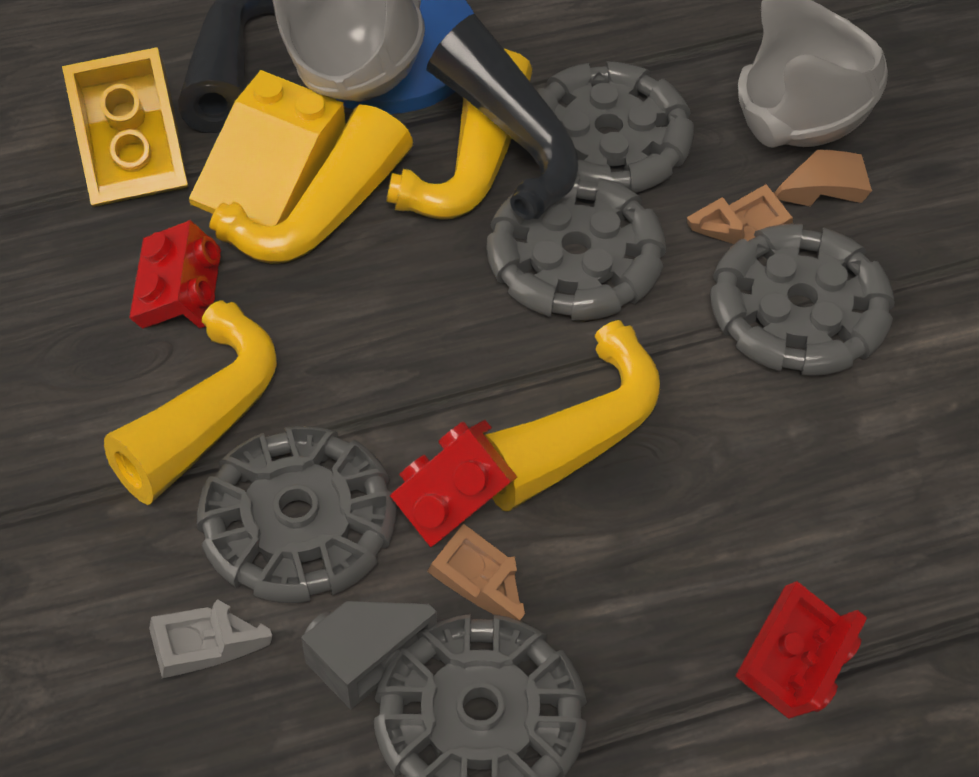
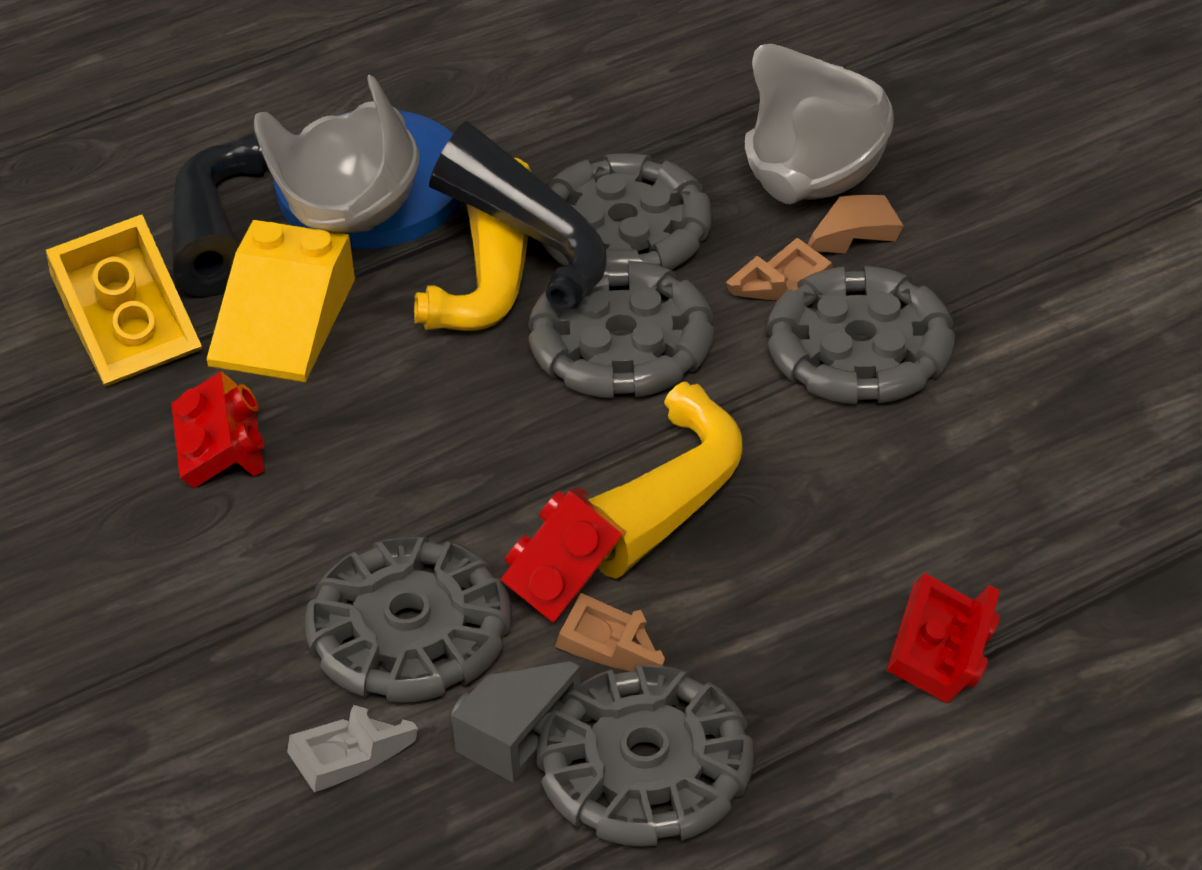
camera: 10 degrees left, 10 degrees down
(171, 439) = (257, 578): yellow animal -> none
(357, 164) = (377, 291): yellow animal -> none

